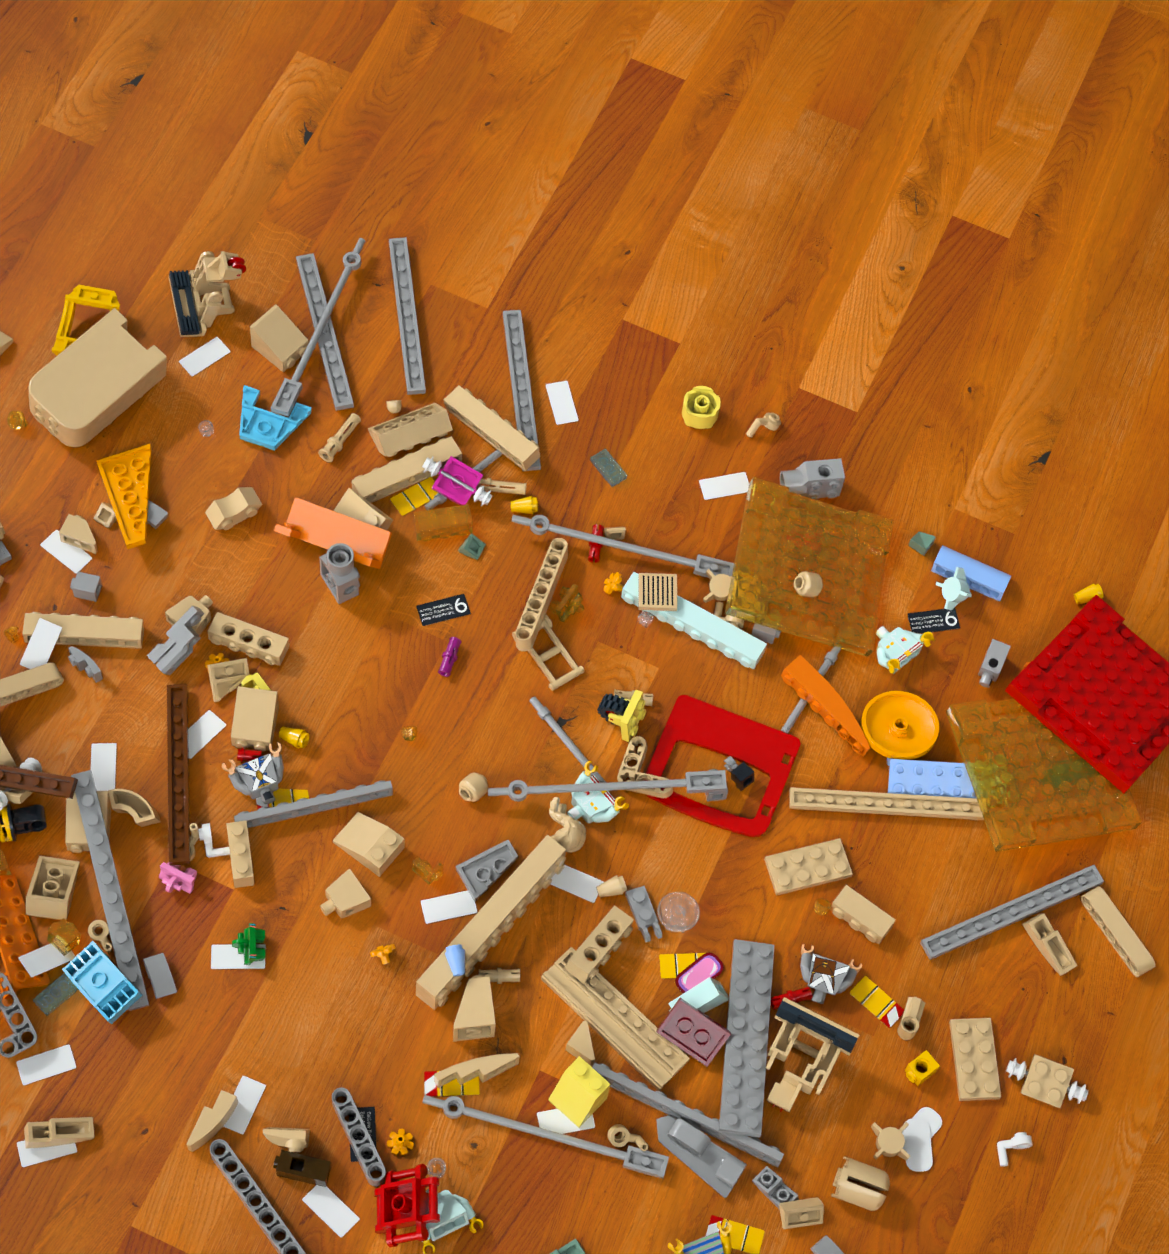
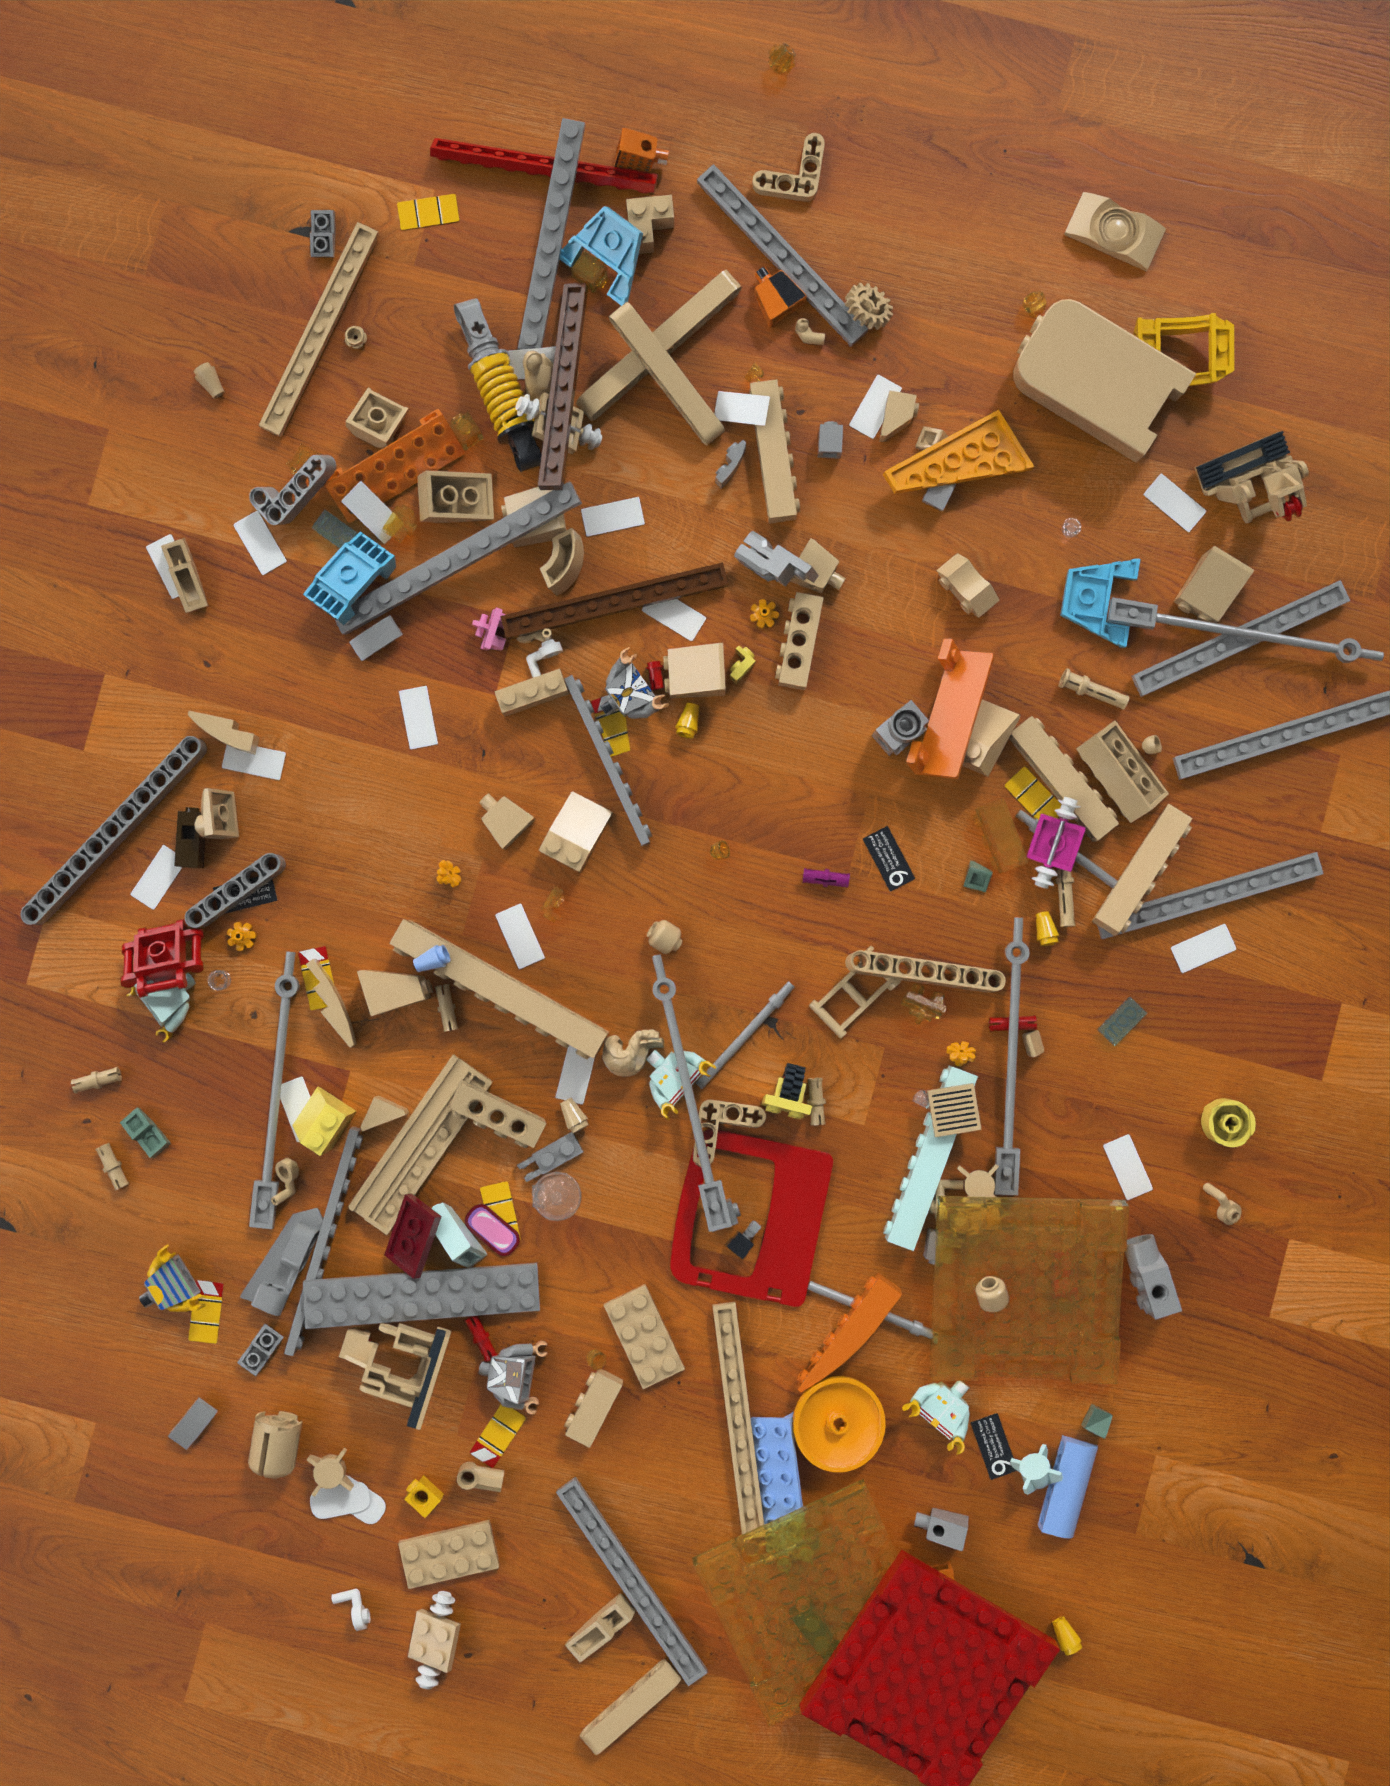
camera: 90 degrees right, 25 degrees up
(101, 937) = (409, 562): tan plate -> none
(227, 676) = (747, 628): tan wing -> none
(247, 944) = (439, 726): green hips -> none
(486, 868) = (569, 968): light grey wing -> none
(801, 1213) = (238, 1382): tan slope -> none

